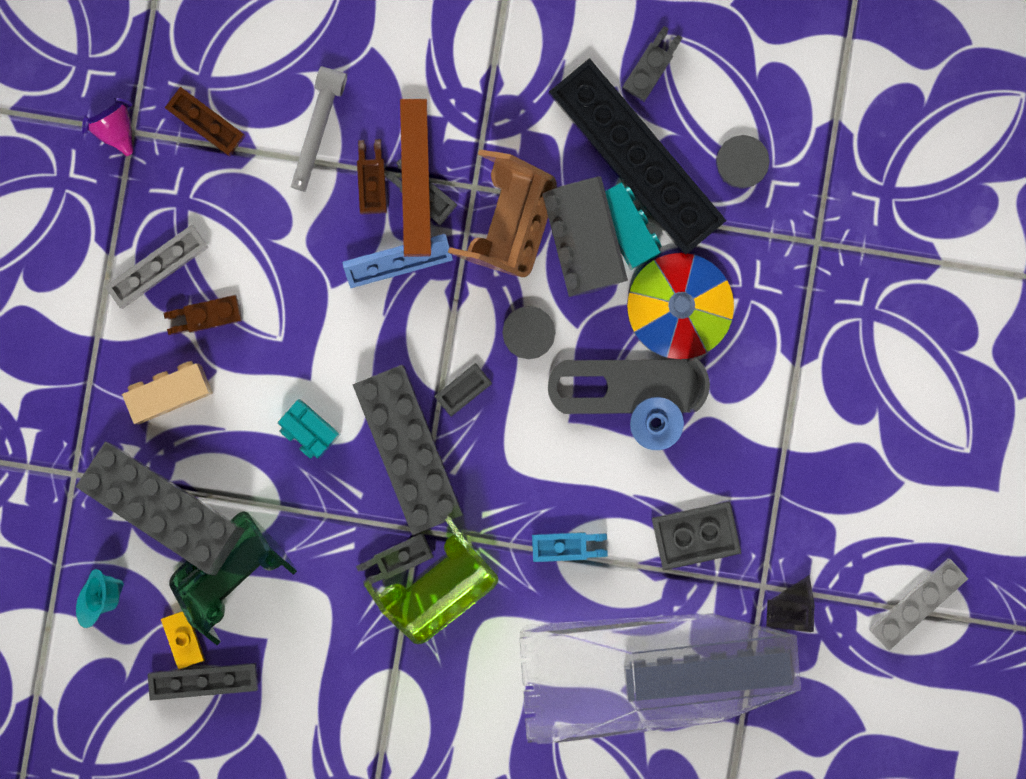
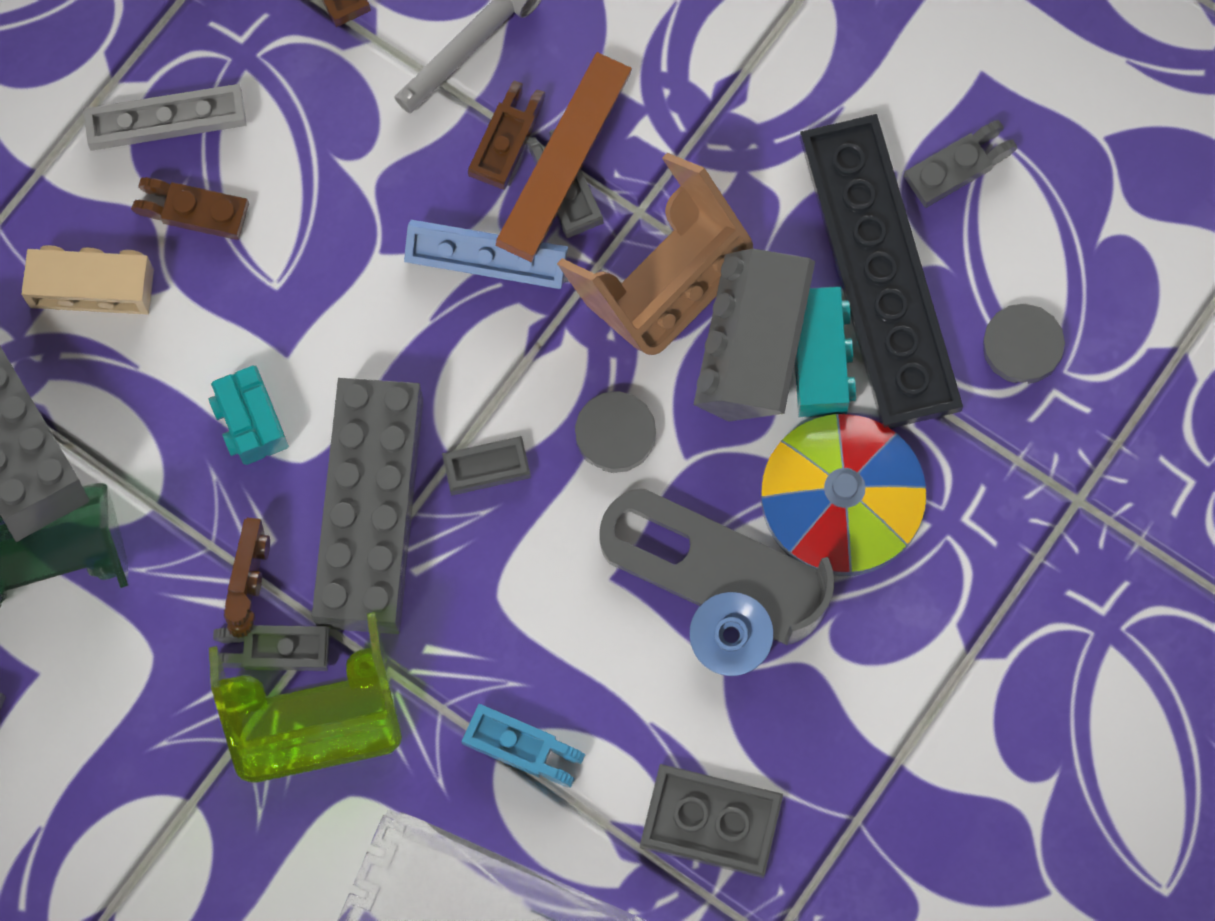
camera: 30 degrees right, 15 degrees down
(361, 531) = (245, 578): none -> reddish brown hinge

